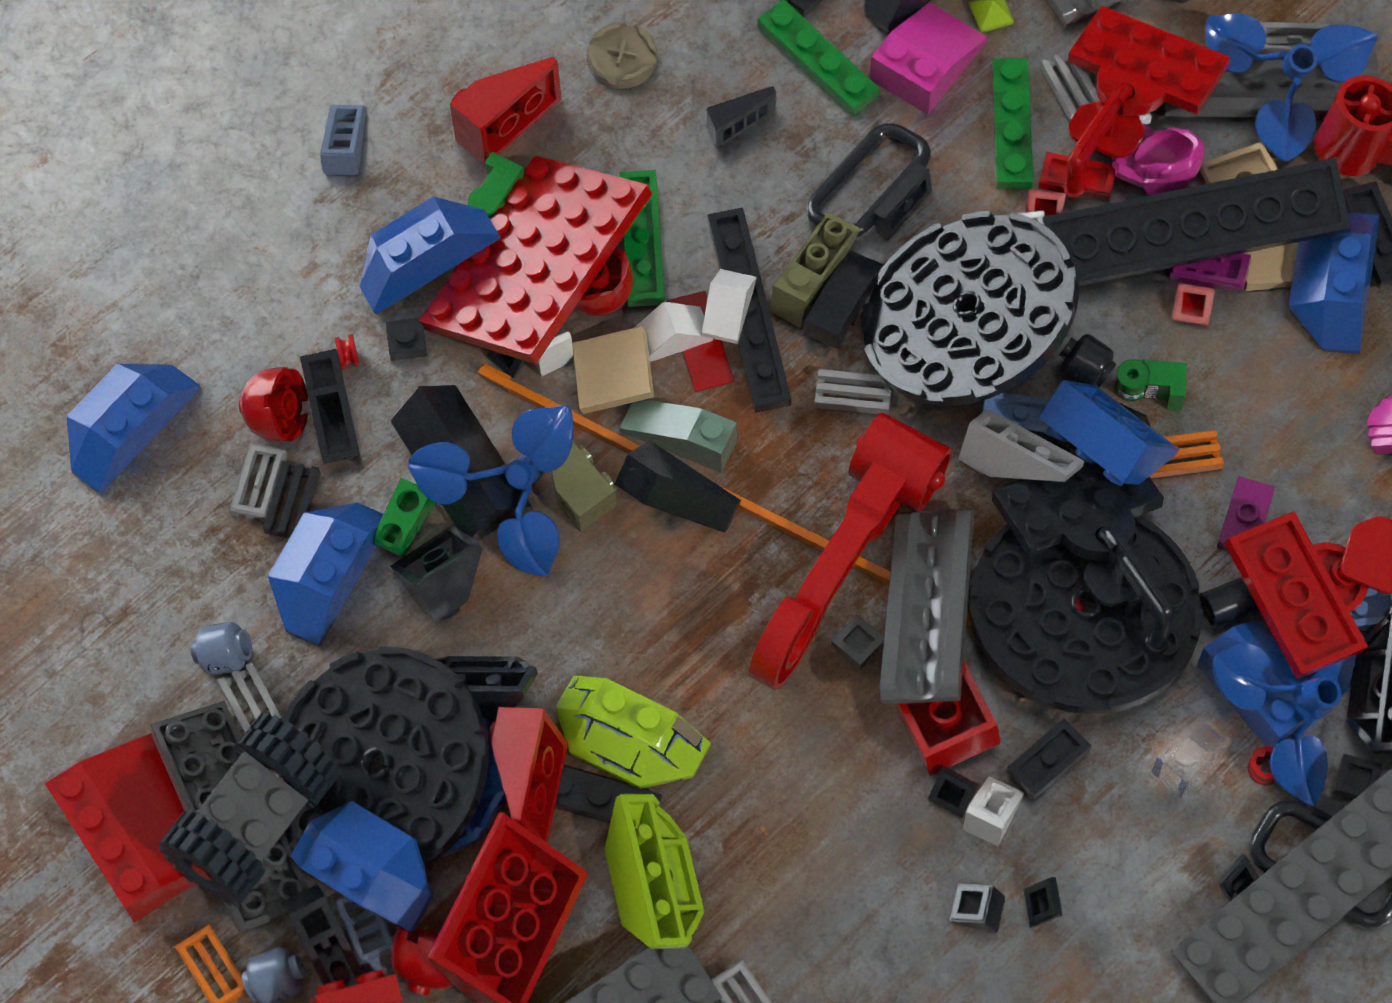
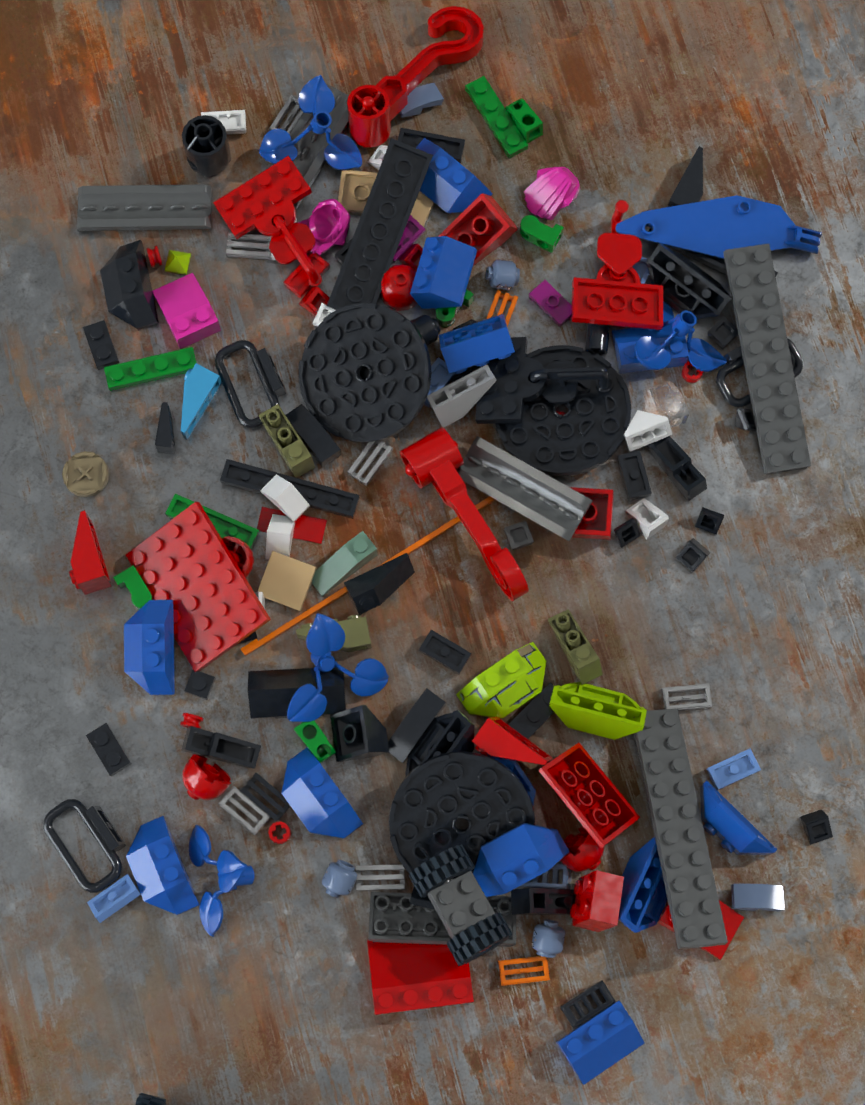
camera: 65 degrees left, 10 degrees up
(52, 379) = (113, 898): none -> medium blue plate
(137, 323) = (103, 833): none -> black bar
(156, 511) = (231, 874): none -> blue plant
(252, 531) = (286, 836): none -> red bush
(256, 273) = (108, 749): none -> black plate
(343, 159) = (61, 664): sand blue slope -> none
(497, 636) = (415, 725): none -> black slope
(626, 627) = (445, 652): none -> black plate
(733, 804) = (576, 647): none -> olive slope
(812, 127) = (199, 390): none -> dark azure slope
(1012, 123) = (254, 289): green plate -> none
(1101, 812) = (678, 467): none -> black slope
(1125, 735) = (646, 429): none -> white slope
(1136, 303) = (397, 287): none -> red cylinder
(1187, 337) = (443, 273): none -> blue slope
(1242, 424) = (503, 275): none -> sand blue head
(1286, 359) = (482, 226): none -> red slope
(1340, 446) = (539, 233): none -> green leg

